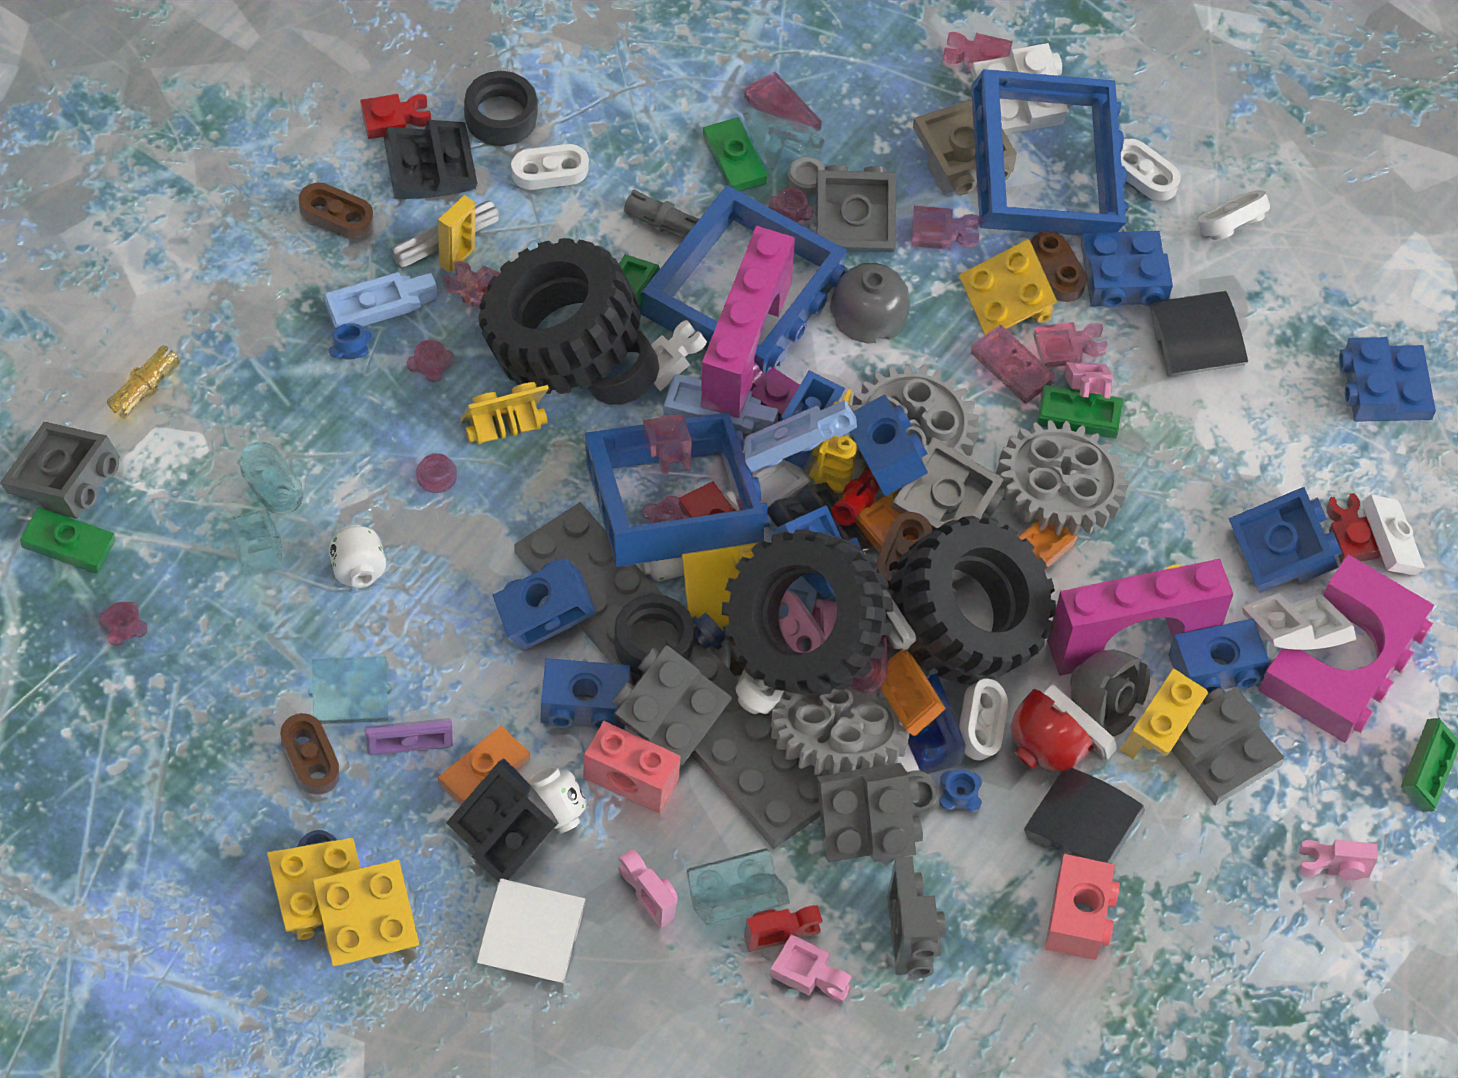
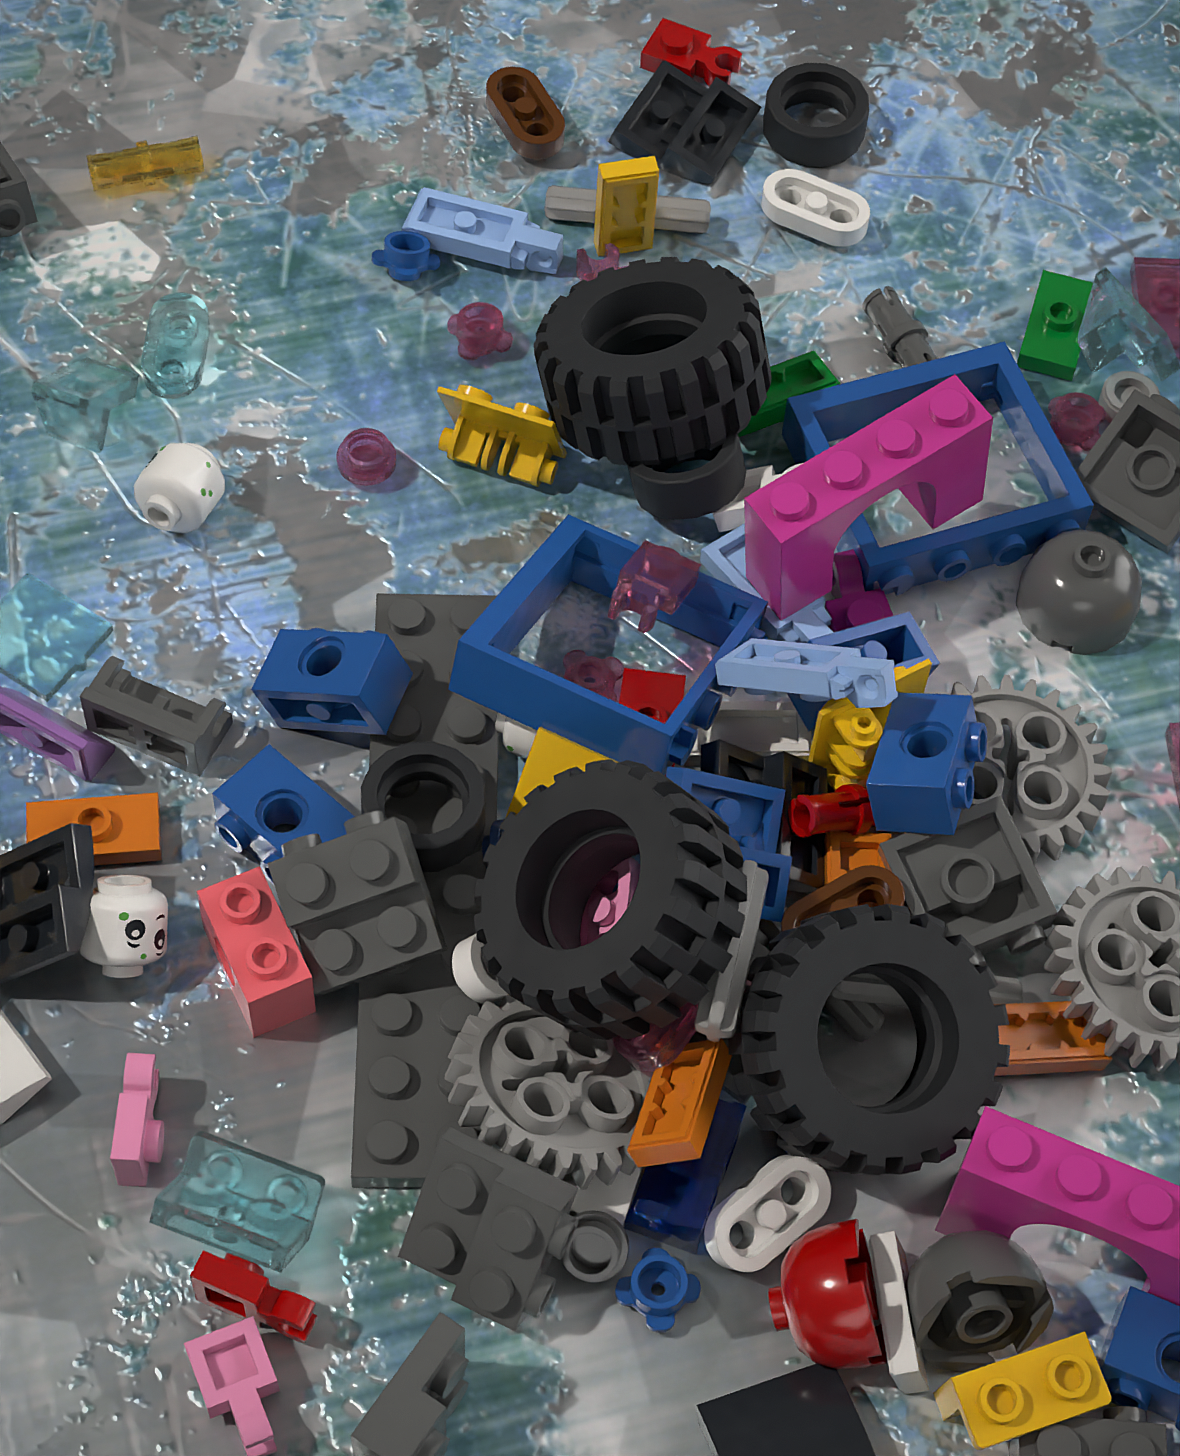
camera: 40 degrees right, 0 degrees up
(461, 689) = (153, 718): none -> dark grey hinge

